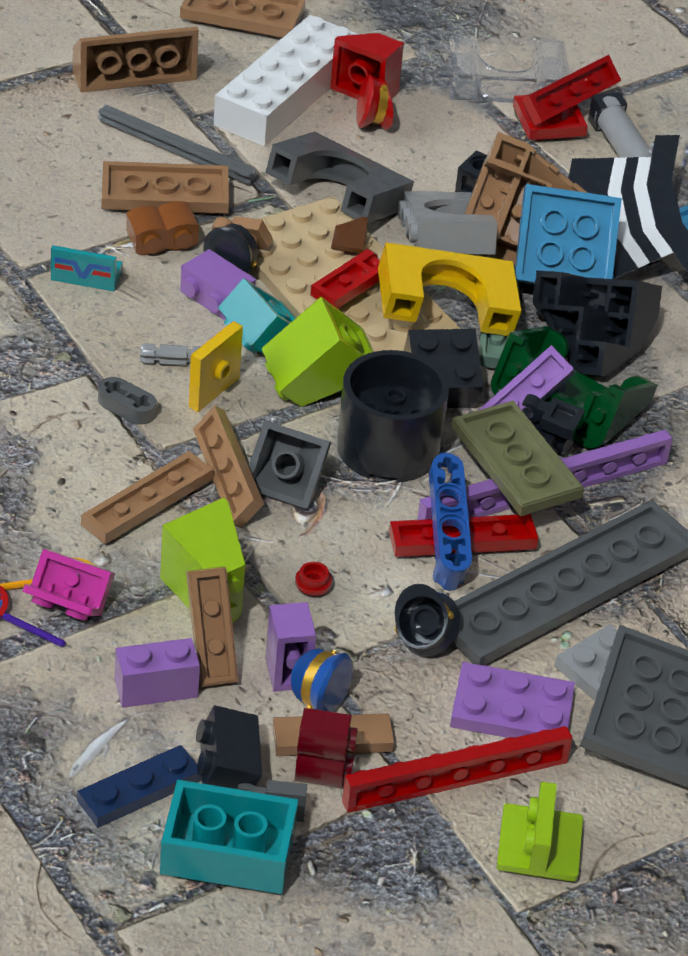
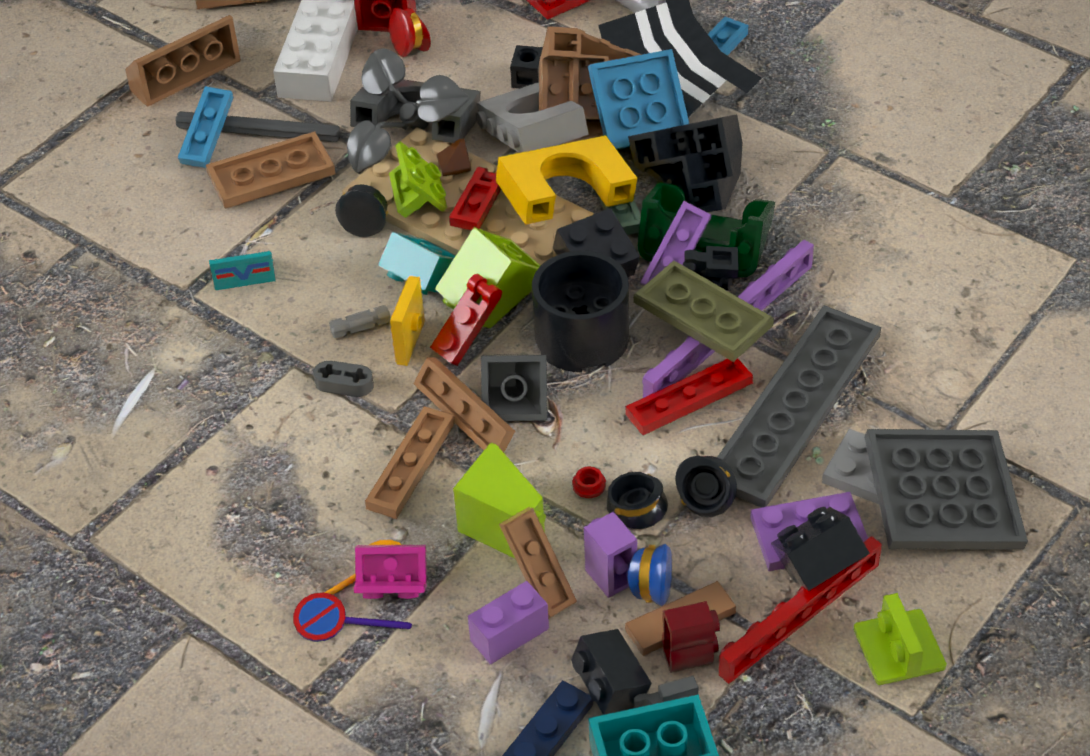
camera: 15 degrees left, 5 degrees up
(122, 126) = (205, 127): none -> dark azure plate
(162, 228) = (289, 208): dark orange brick -> none
(210, 280) = (360, 242): medium lavender brick -> none
(255, 226) = (376, 180): medium nougat plate -> none
(274, 385) = (466, 319): none -> red plate
(297, 242) = (415, 182): none -> lime bracket
(352, 612) = (637, 500): none -> black piece
(358, 170) = (438, 100): none -> dark grey plant
(449, 567) = (696, 426): blue beam -> none
(501, 713) = (819, 547): none -> black brick

